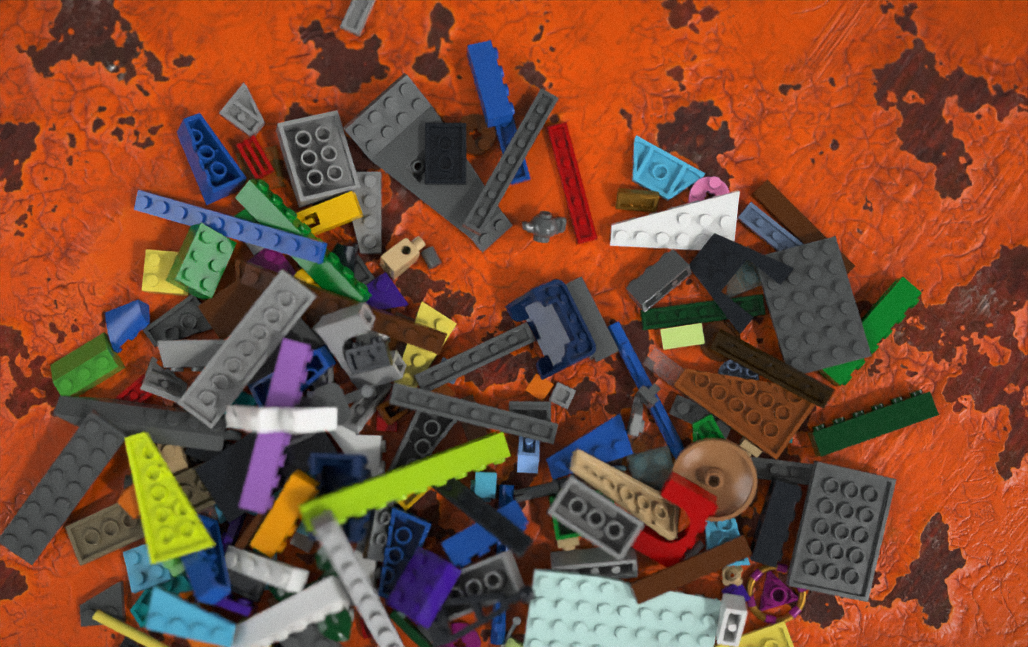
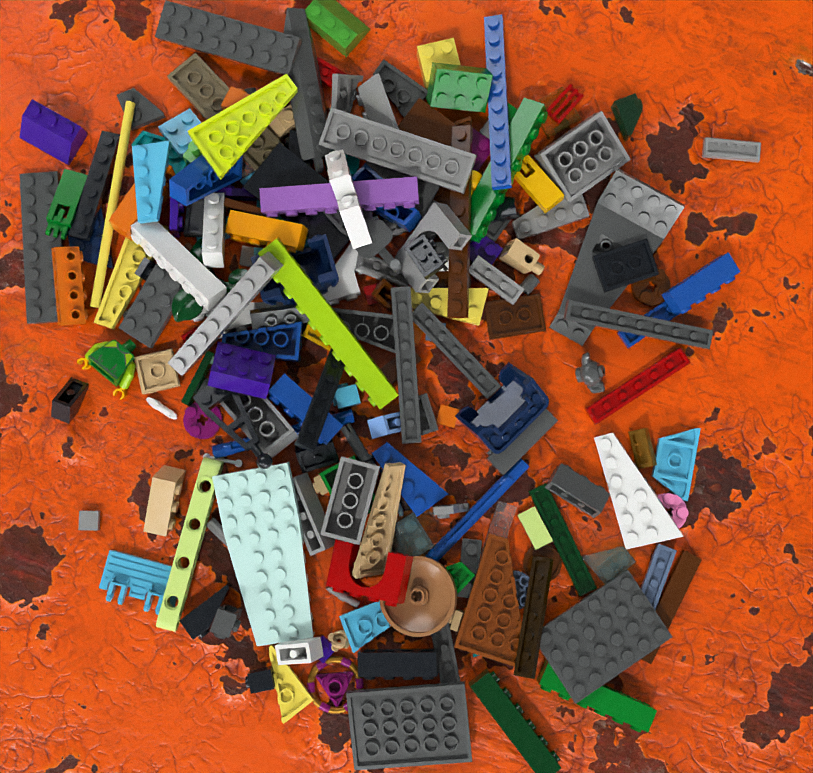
camera: 65 degrees right, 0 degrees up
(126, 322) = (385, 44): blue slope -> none
(209, 160) = (548, 65): blue wedge -> none
(243, 112) = (600, 80): light grey wing -> none
(288, 97) = (627, 113): none -> clear green slope
(416, 291) = (495, 280): none -> light grey plate
(459, 284) = (511, 320): none -> reddish brown tile
(540, 532) = (321, 457): none -> black bracket
(562, 395) = (447, 438): light grey tile -> none
(648, 396) = (472, 513): dark grey tile -> none
(690, 569) = (332, 600): reddish brown tile -> none
(719, 263) = (613, 540): black wing -> none

